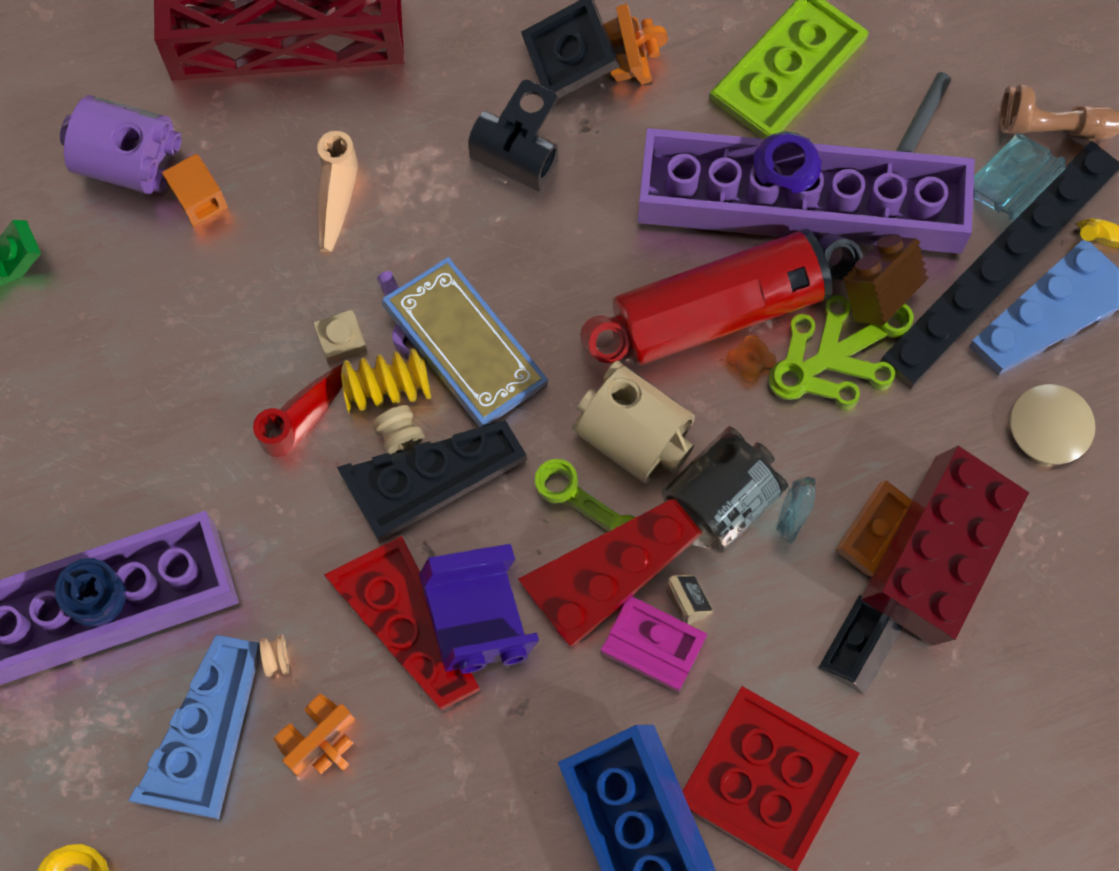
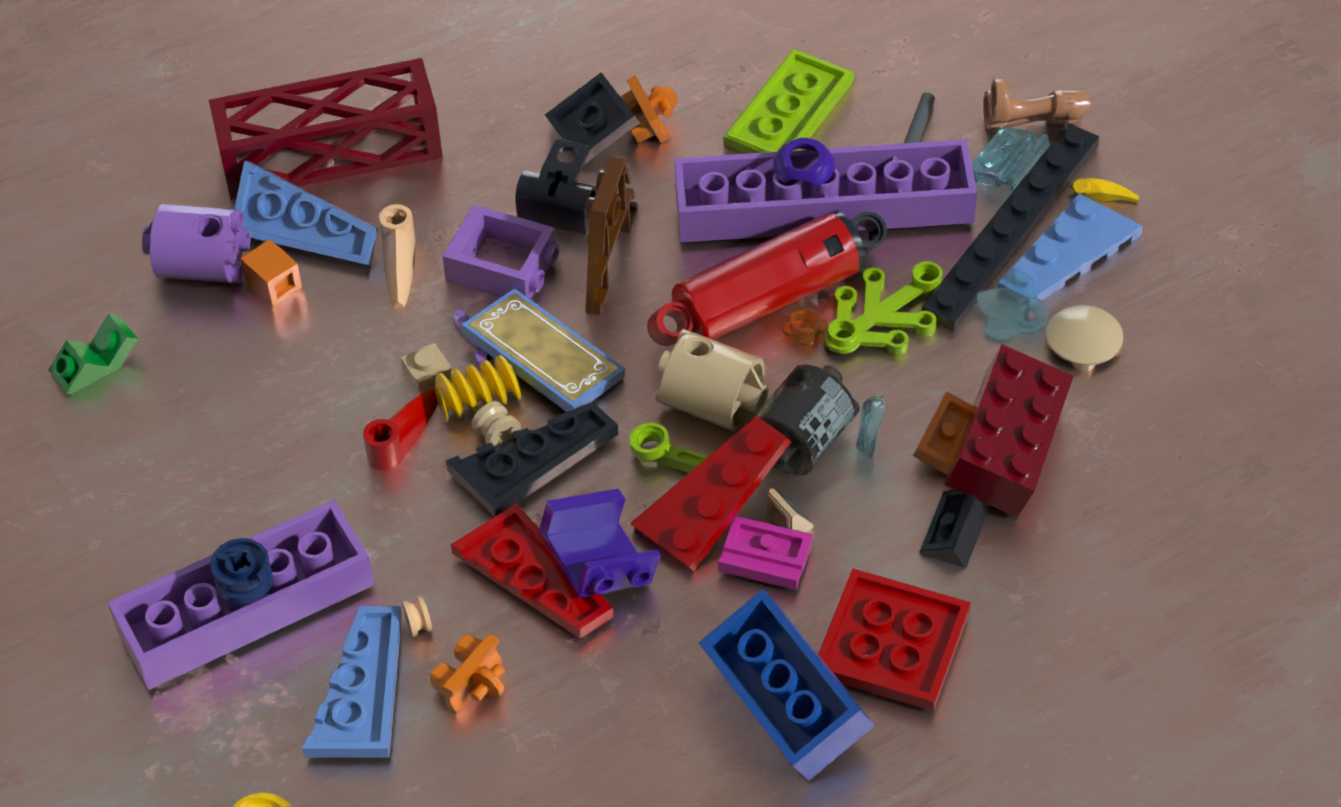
camera: 10 degrees left, 20 degrees down
(233, 127) = (299, 219): none -> medium blue wing
(409, 186) = (466, 270): none -> medium lavender window
(571, 176) = (608, 214): none -> reddish brown wing
(885, 279) = (909, 240): reddish brown brick -> none
(976, 371) = (1008, 306): none -> clear light blue plate

